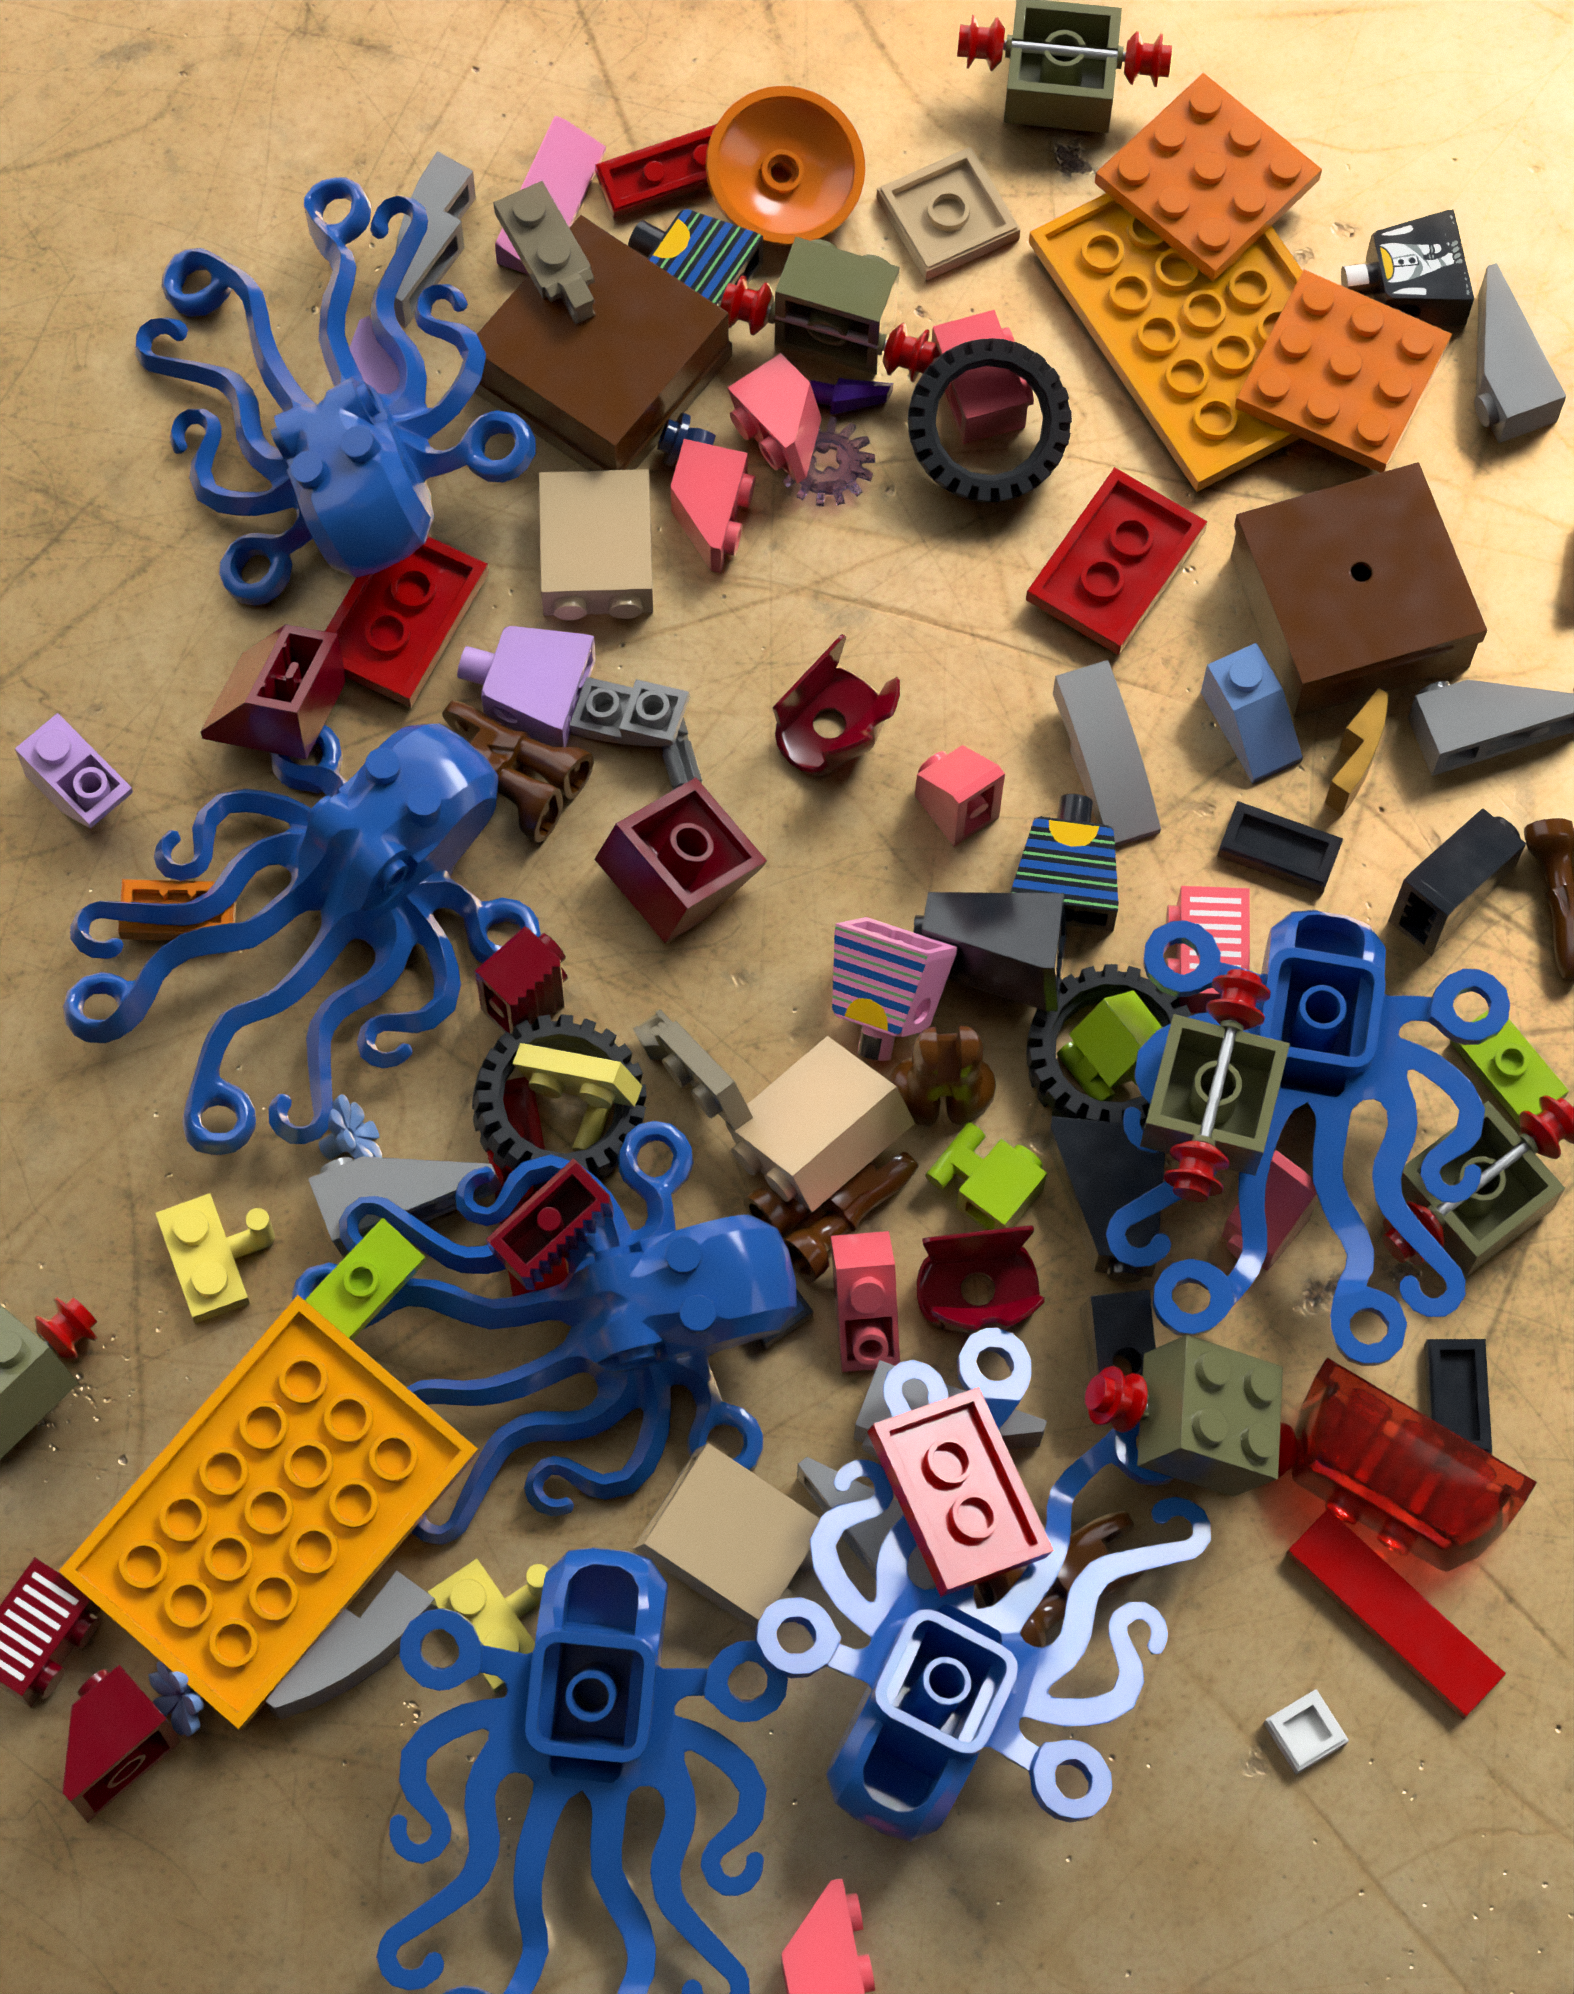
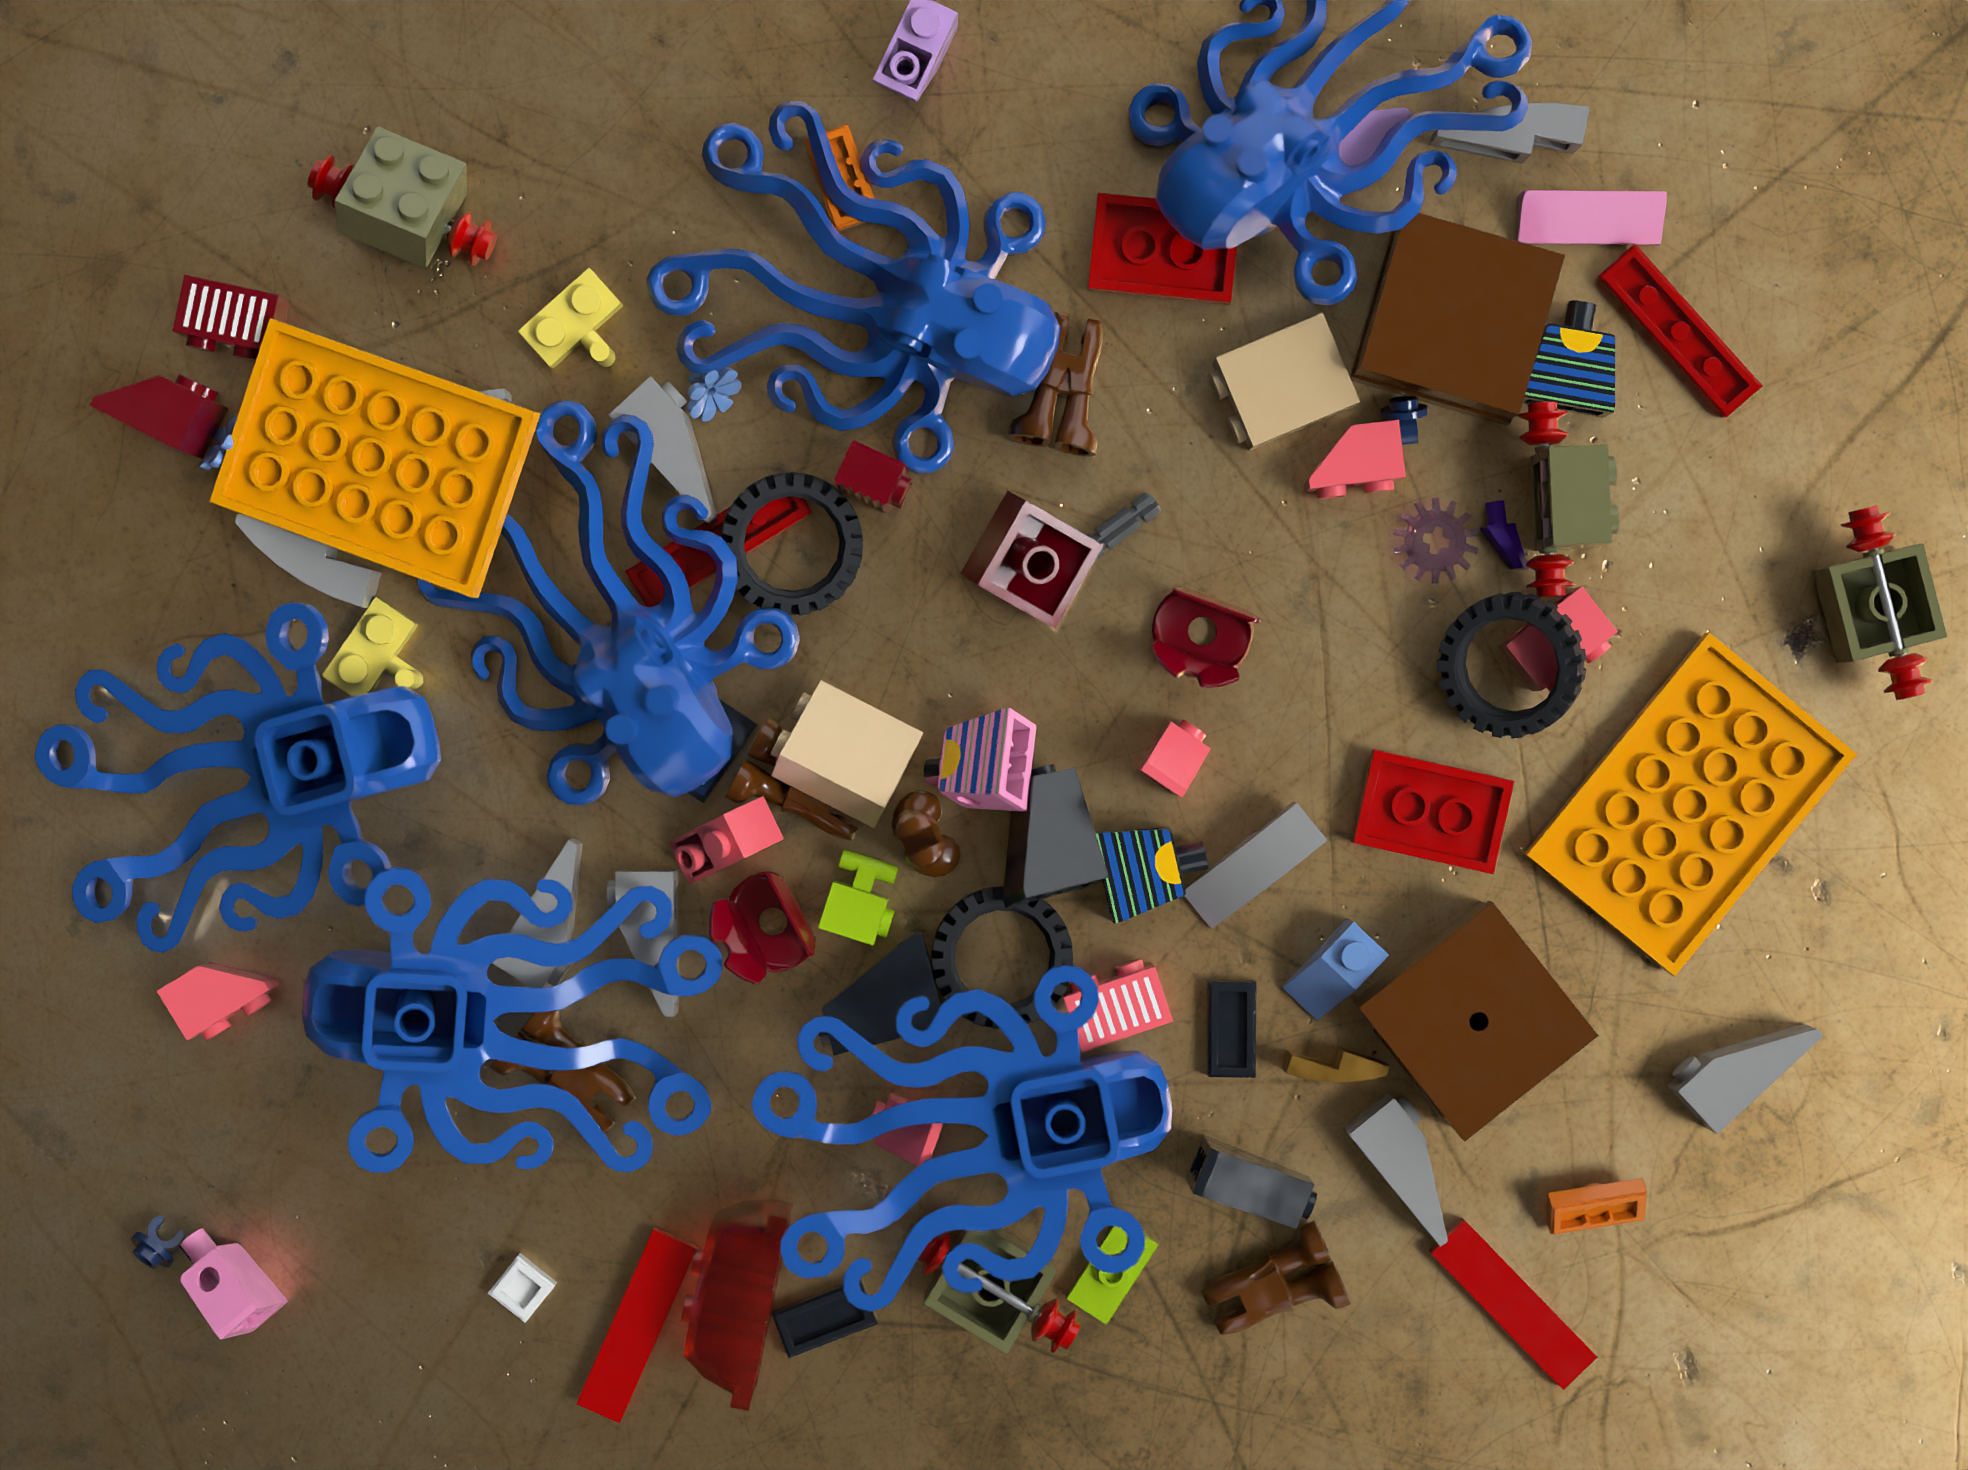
camera: 70 degrees right, 20 degrees up
(279, 693) = (1047, 181): dark red slope -> none
(366, 1279) = (576, 457): lime plate -> none
(532, 680) = (1143, 379): lavender torso -> none
(548, 248) = (1519, 240): dark tan hinge -> none
(551, 1224) = (660, 585): dark red brick -> none
(591, 1078) = (808, 570): light yellow plate -> none
(629, 715) = (1144, 468): light grey slope -> none
(691, 1064) = (859, 634): dark tan hinge -> none
(729, 1535) = (496, 809): tan brick -> none
(779, 413) = (1457, 491): coral slope -> none
(791, 132) = (1695, 439): orange dish -> none
(948, 213) = (1707, 556): tan tile -> none
(959, 1491) = (570, 977): plate -> none
(1108, 1044) = (1003, 961): lime brick -> none
(1117, 1328) = (764, 1048): black torso -> none
(1201, 1415) = (707, 1135): olive brick -> none
(1208, 176) = (1817, 764): orange plate -> none
(1216, 1089) = (948, 1068): olive brick -> none
(1343, 371) = (1673, 940): orange plate -> none
(1417, 270) = (1794, 967): black torso -> none

